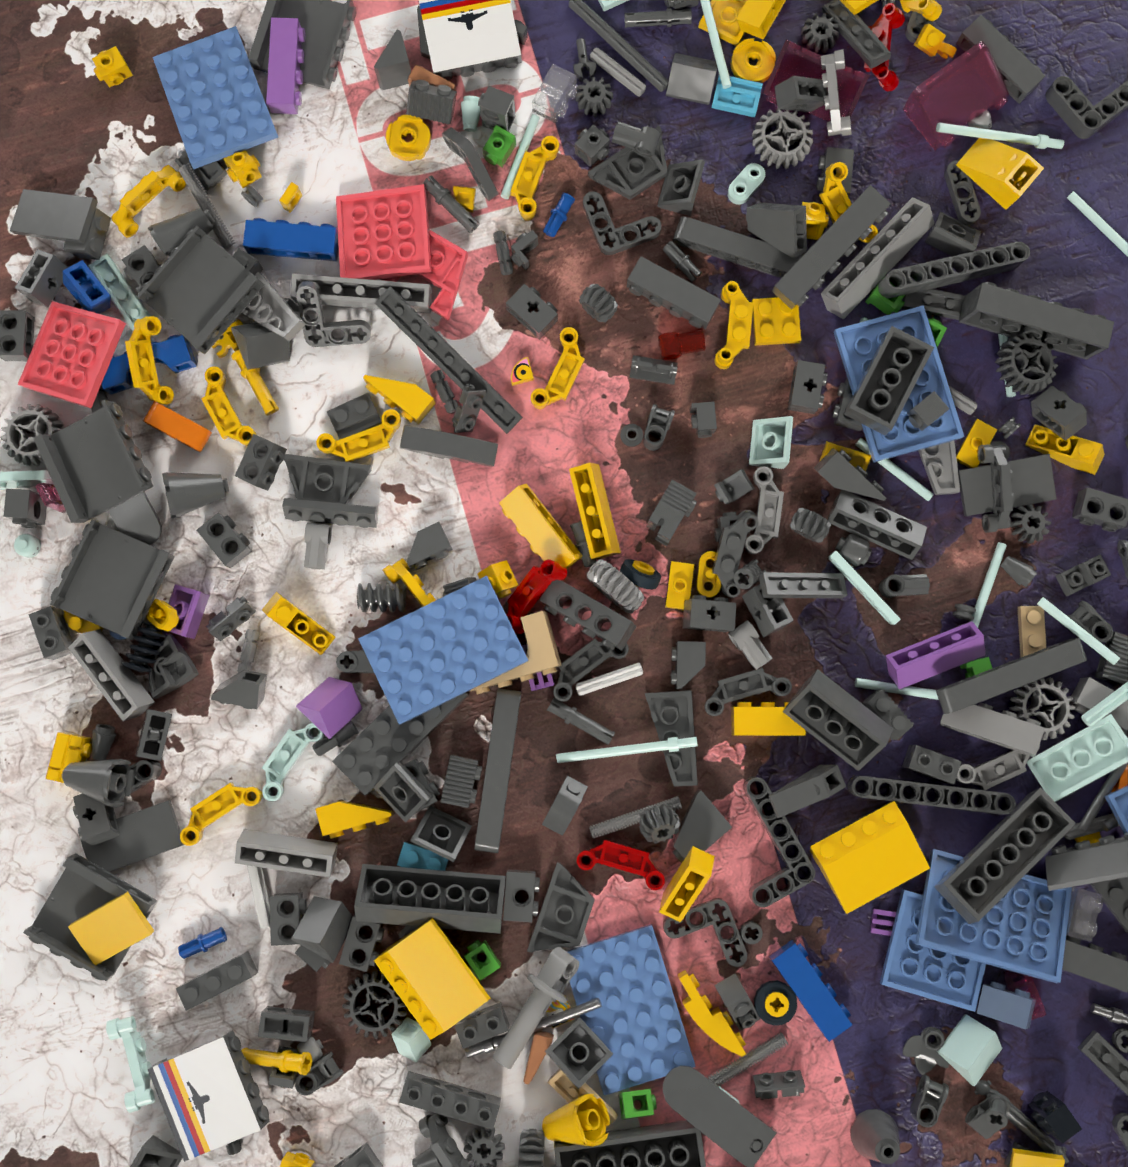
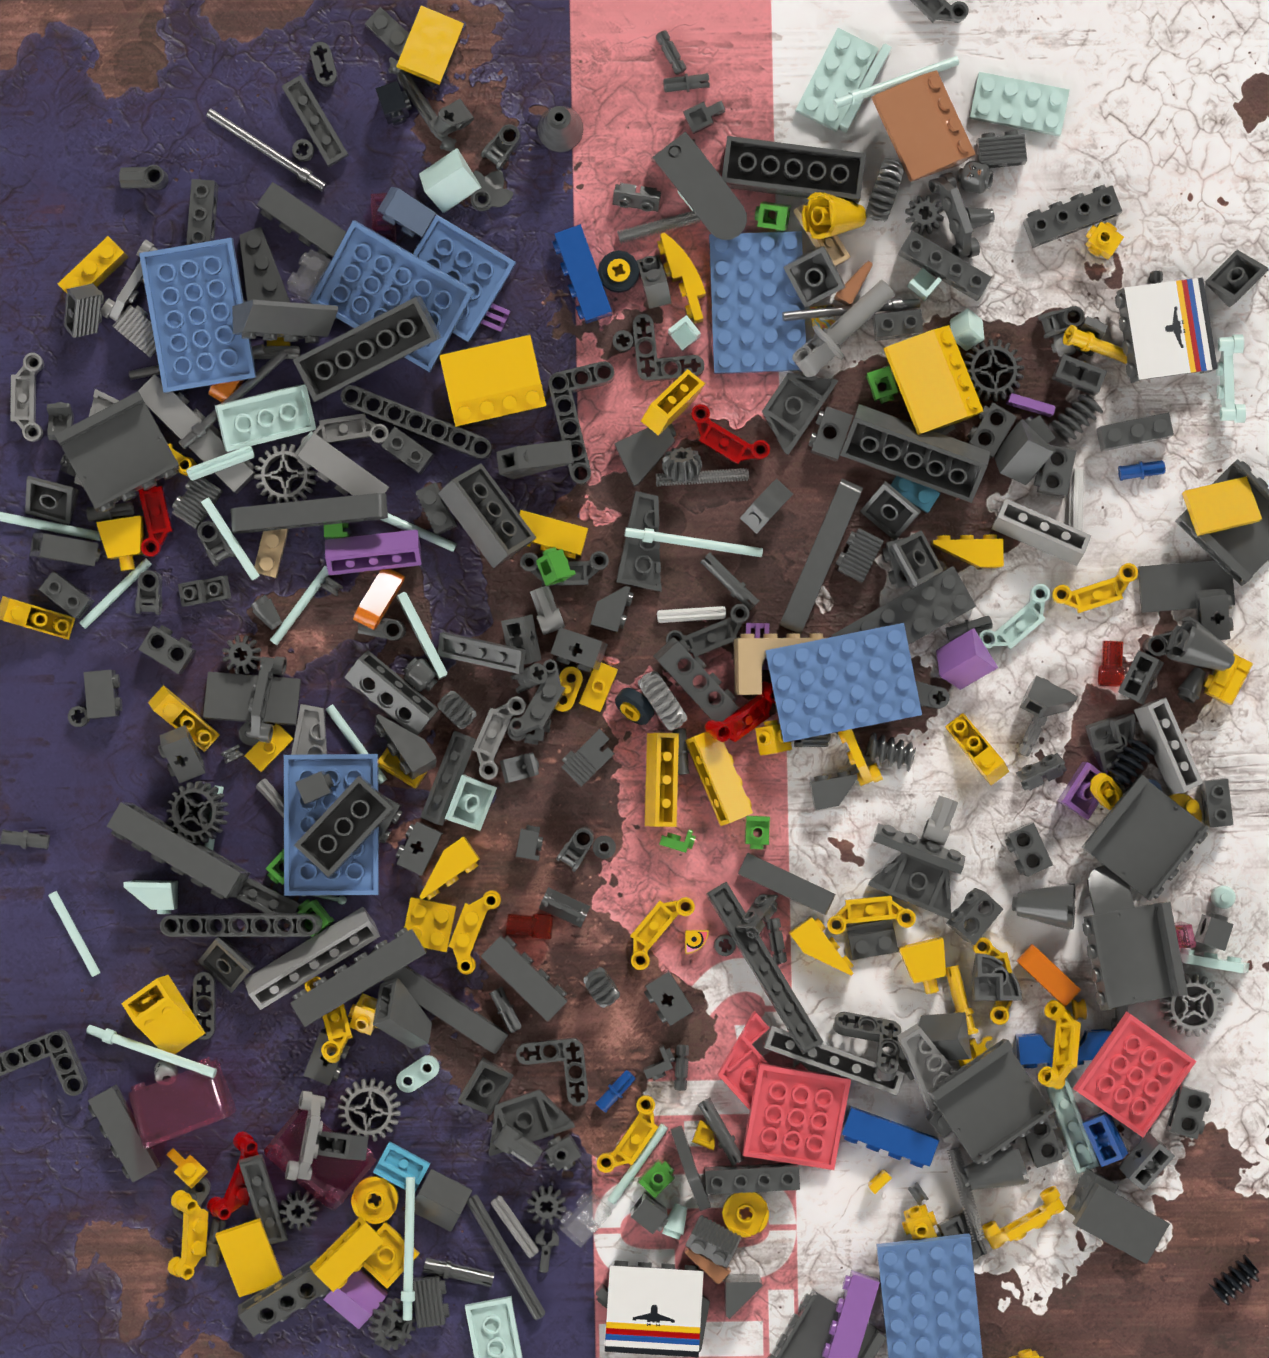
camera: 165 degrees left, 5 degrees up
(140, 402) = (1079, 1009): none -> yellow bush
(185, 735) = (1111, 671): none -> clear red piece
(227, 405) = (993, 981): none -> dark grey brick
(280, 979) = (1076, 417): none -> dark grey piece
(297, 408) = (925, 962): none -> yellow torso
(328, 979) = (1030, 405): none -> medium lavender tile
(411, 167) = (752, 1178): none -> dark grey brick
(466, 1074) = (923, 284): none -> light aqua panel
(487, 369) = (719, 949): none -> dark grey bush
(491, 496) = (752, 823): none -> bright green brick
(566, 456) = (673, 841): none -> bright green bracket
(693, 958) = (684, 333): none -> light aqua panel
(757, 687) = (554, 567): none -> bright green brick
(771, 383) = (454, 860): none -> yellow slope
(799, 463) = (448, 777): none -> dark grey plate
(917, 611) = (379, 598): none -> beam
(1044, 278) = (155, 894): none -> light aqua slope

